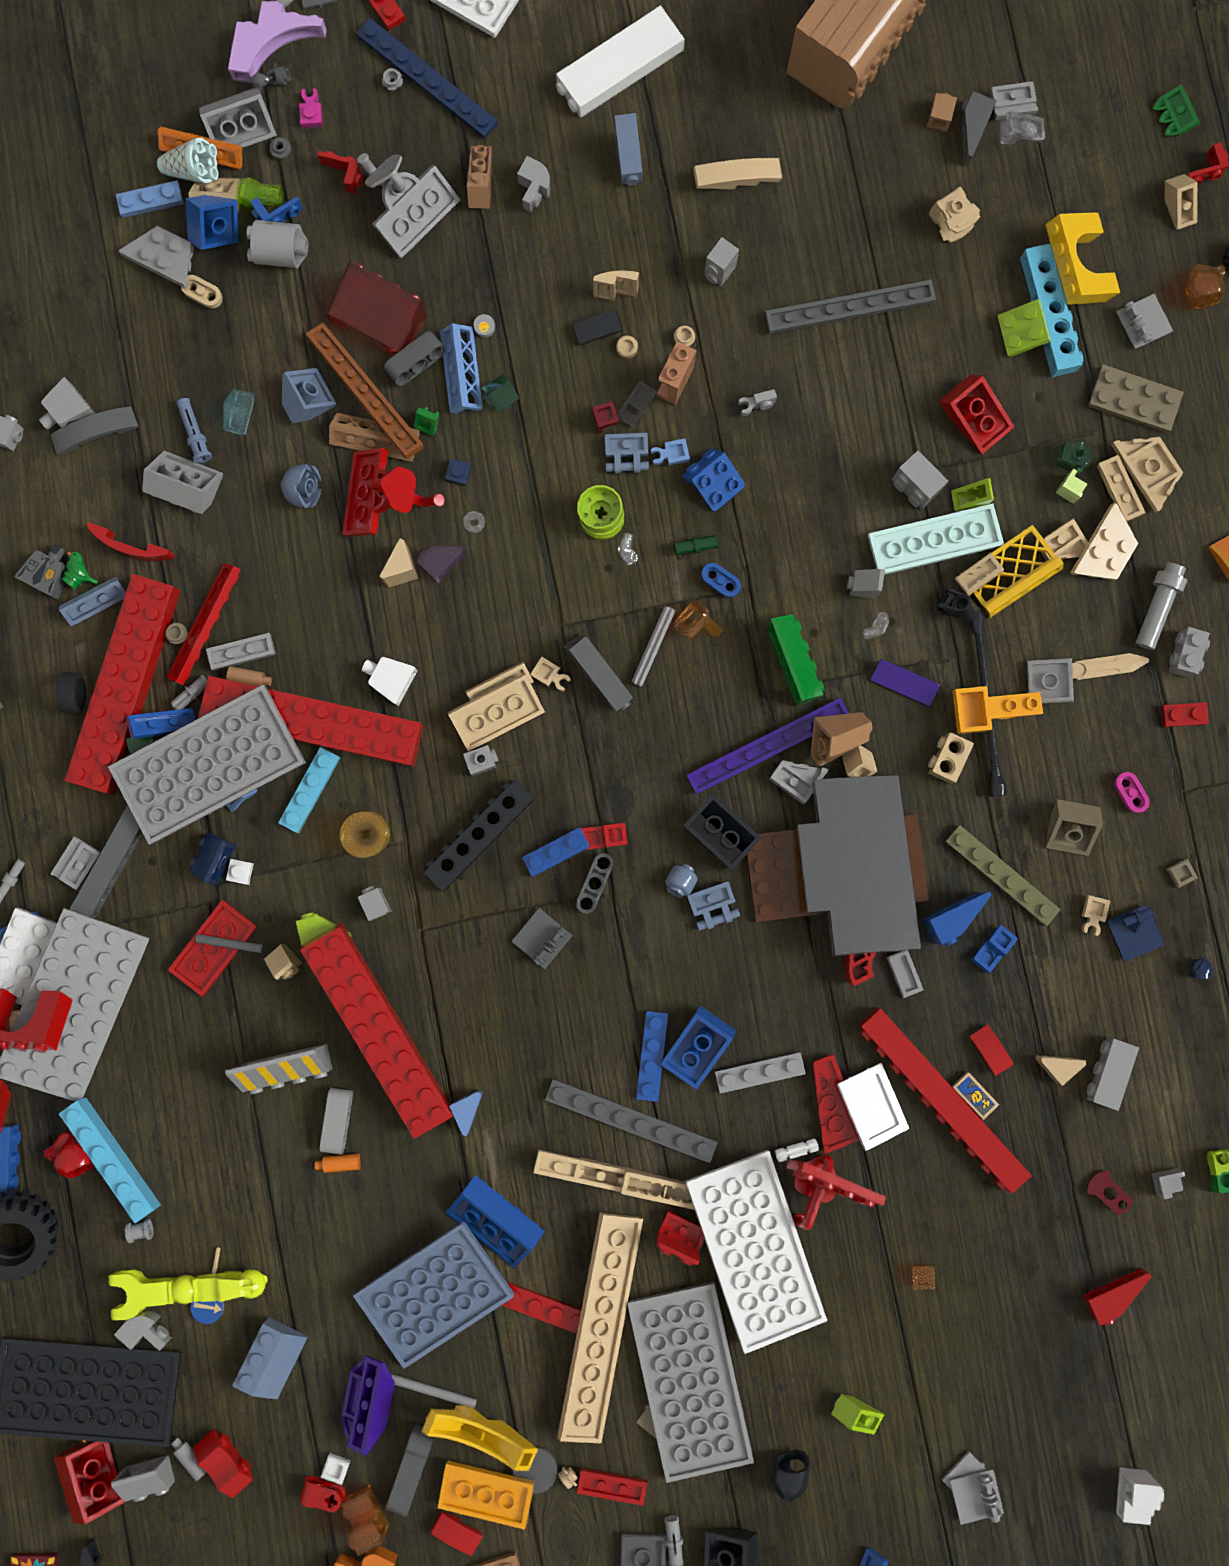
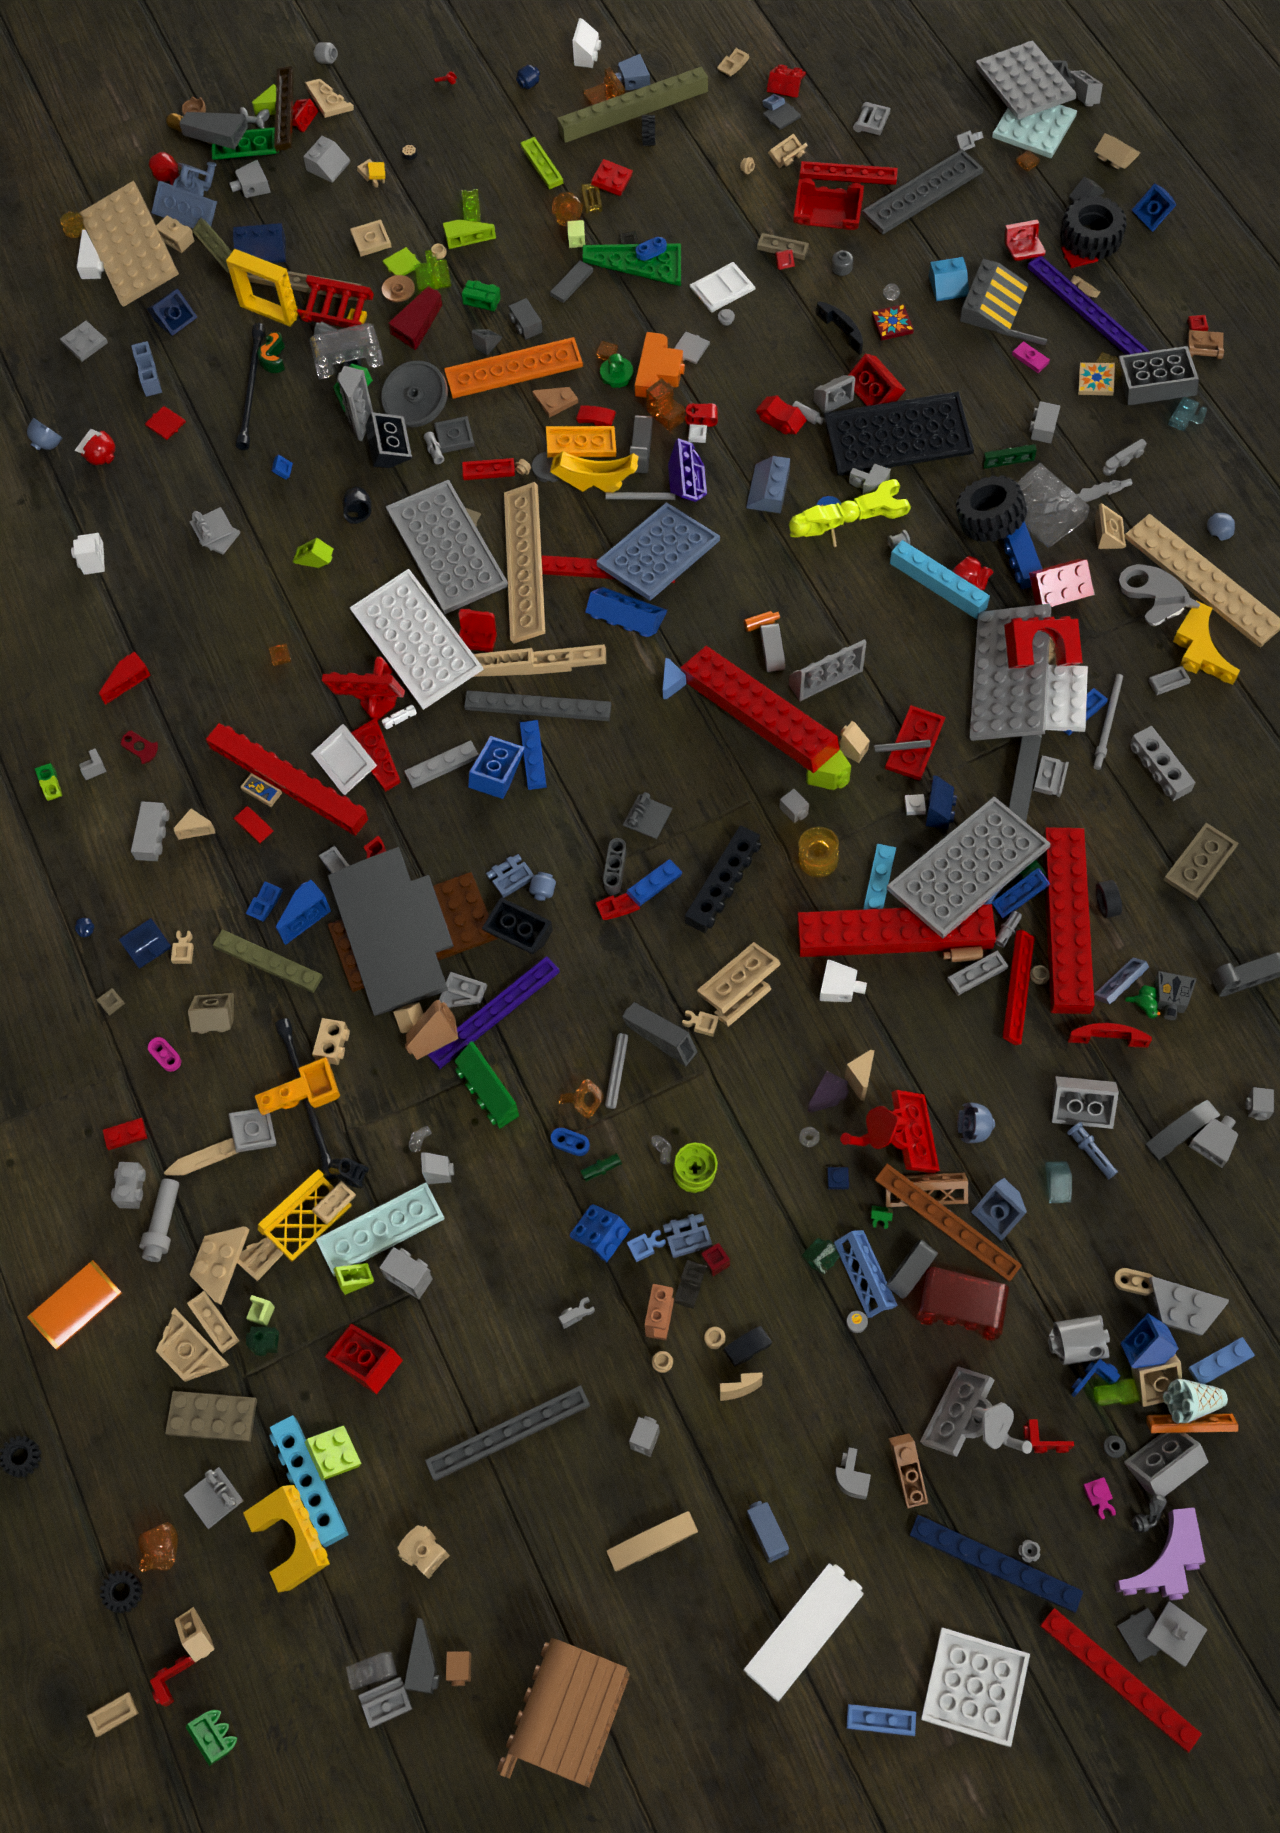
camera: 170 degrees right, 20 degrees down
(481, 760) = (740, 937): light grey brick -> none
(905, 682) = (383, 1097): dark purple slope -> none

